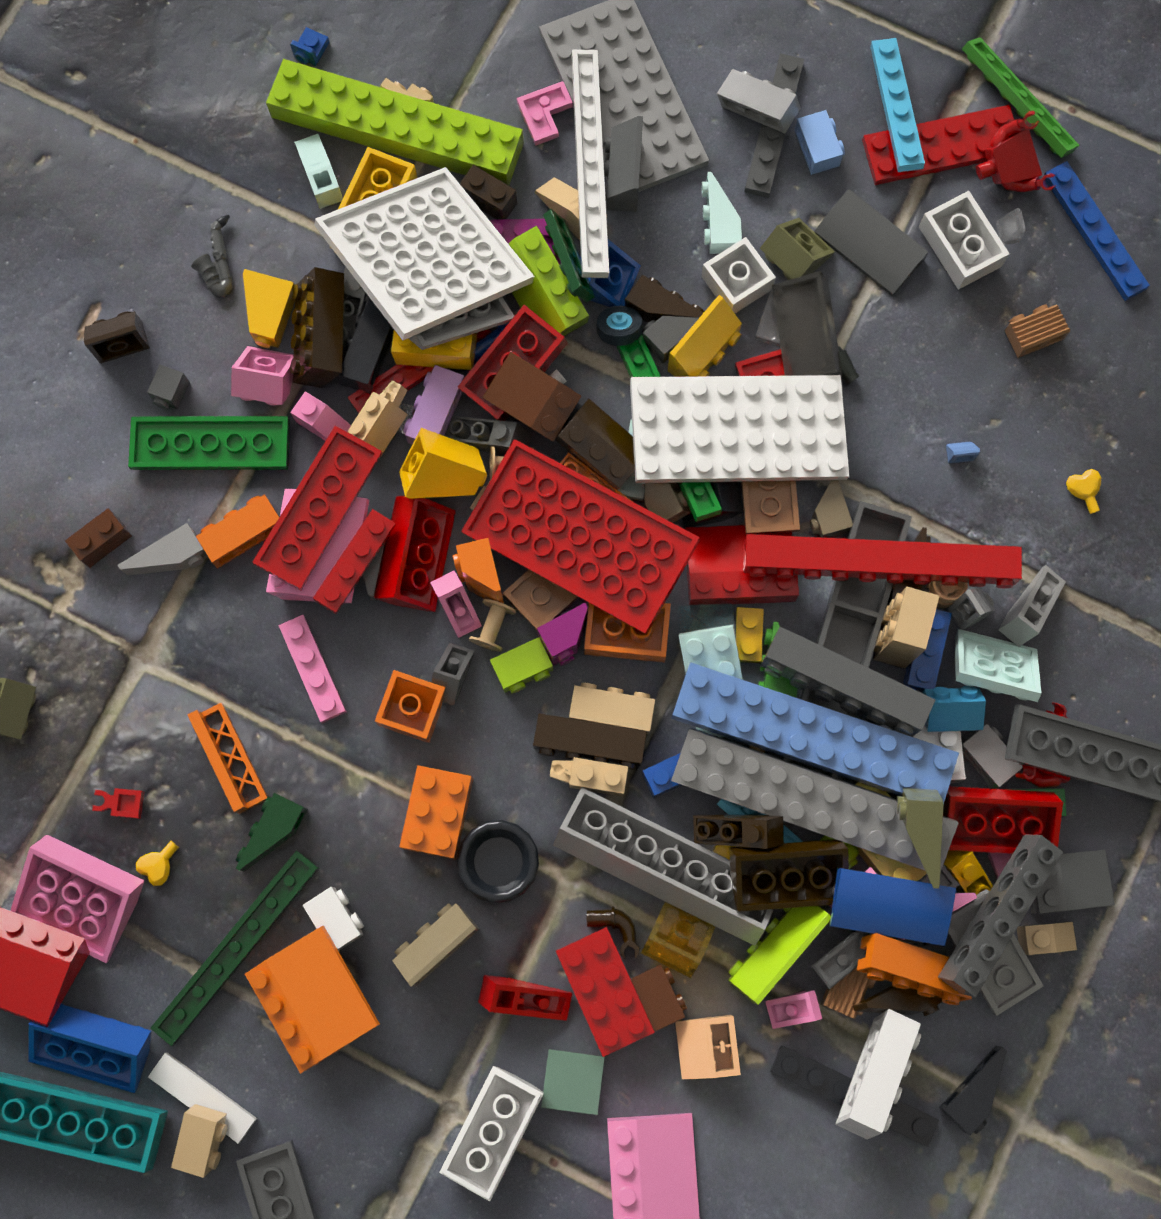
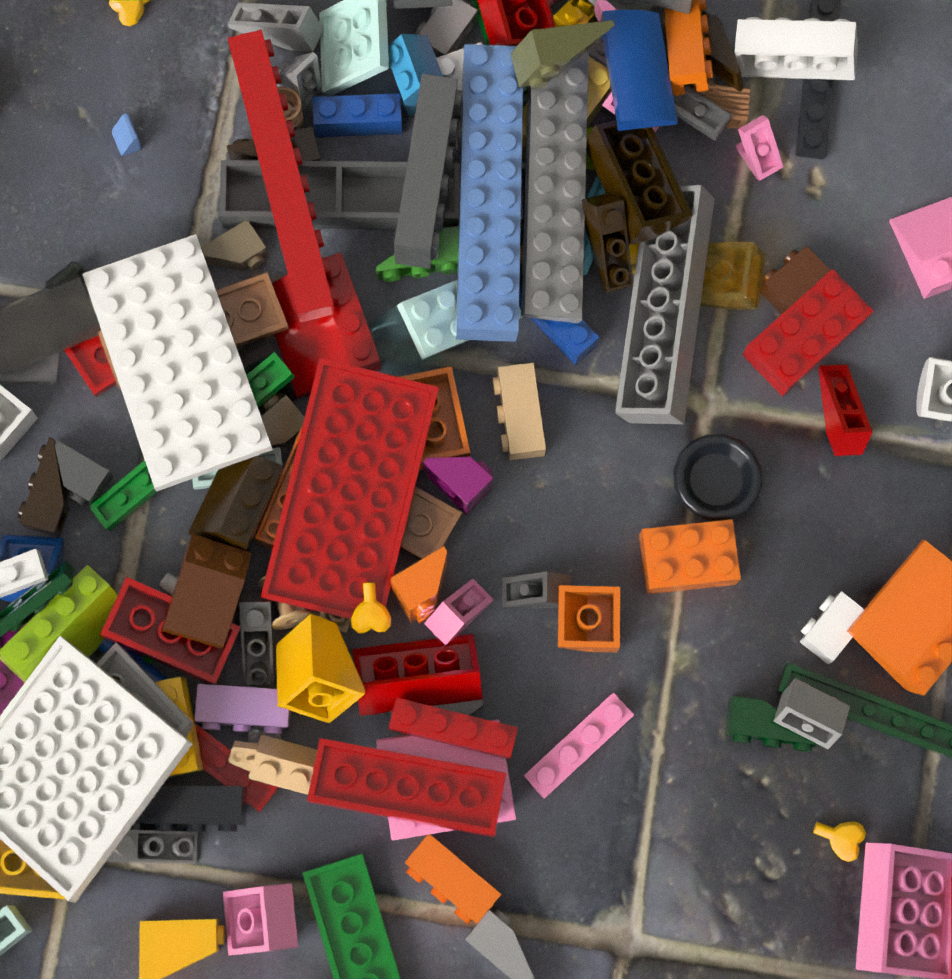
camera: 115 degrees left, 0 degrees up
(122, 804) = (793, 897): red plate -> none
(218, 761) = (718, 805): orange fence -> none
(263, 868) = (811, 713): none -> light grey brick
(317, 328) = (188, 869): dark brown brick -> none
(317, 416) = (295, 832): bright pink slope -> none
(434, 944) = (824, 512): dark tan slope -> none
(472, 523) = (370, 612): none -> yellow rock
(492, 625) = (471, 563): tan piece -> none
(522, 666) = (504, 518): lime brick -> none
(572, 1082) = (902, 339): sand green tile -> none
(589, 740) = (561, 425): dark brown brick -> none
(591, 775) = (597, 409): tan hinge -> none
(616, 919) = (732, 342): dark brown piece -> none
(619, 325) = (85, 532): black wheel -> none
(705, 341) = (83, 431): yellow slope -> none
(707, 1047) = (825, 216): light nougat slope -> none
(749, 634) = (385, 297): yellow plate -> none
(777, 951) = (729, 179): lime slope -> none
(906, 627) = (347, 126): tan brick -> none

